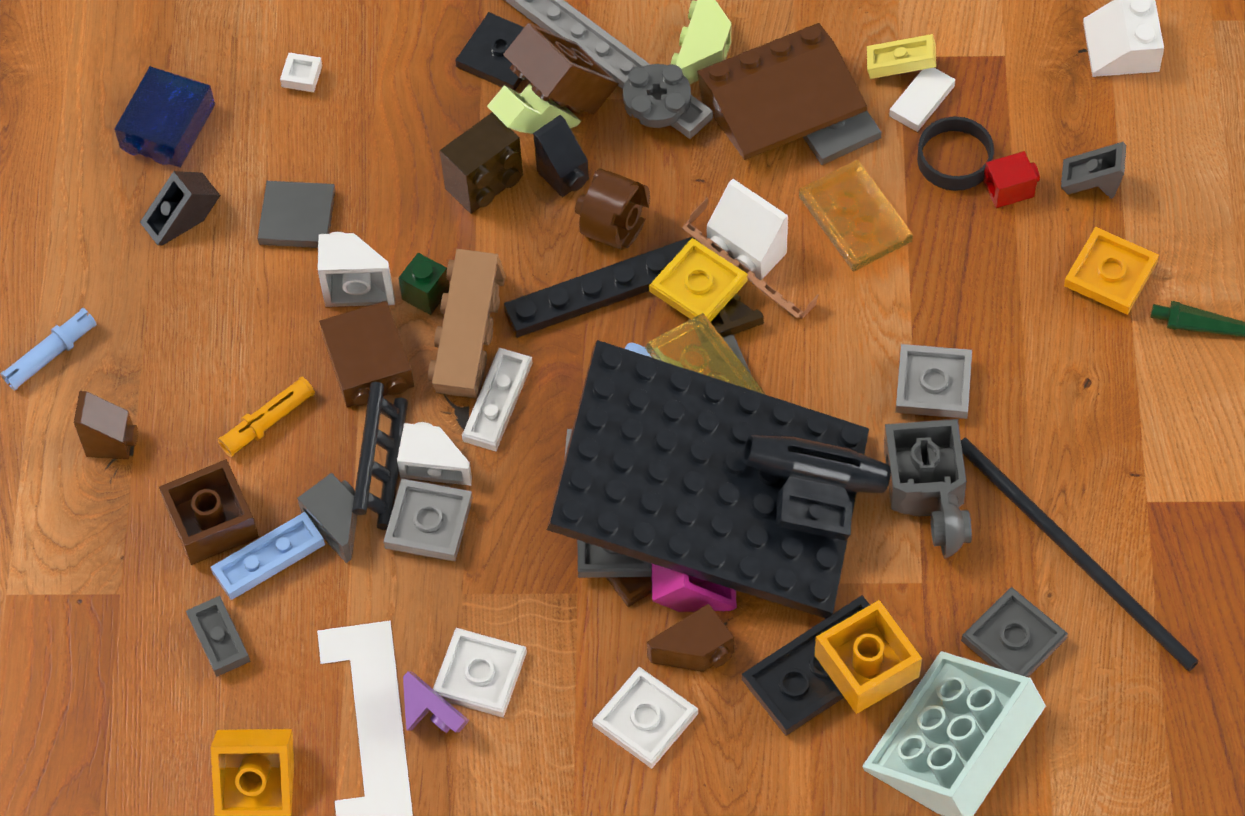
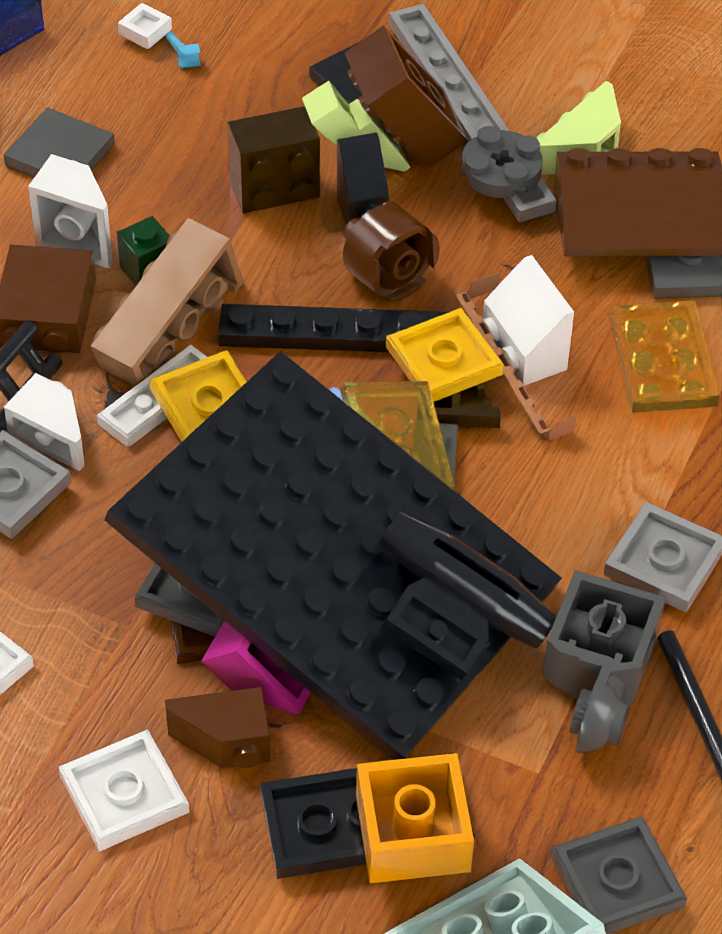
camera: 20 degrees right, 10 degrees down
(349, 86) = (187, 54): none -> medium azure hand
(539, 391) = (196, 391): none -> yellow tile

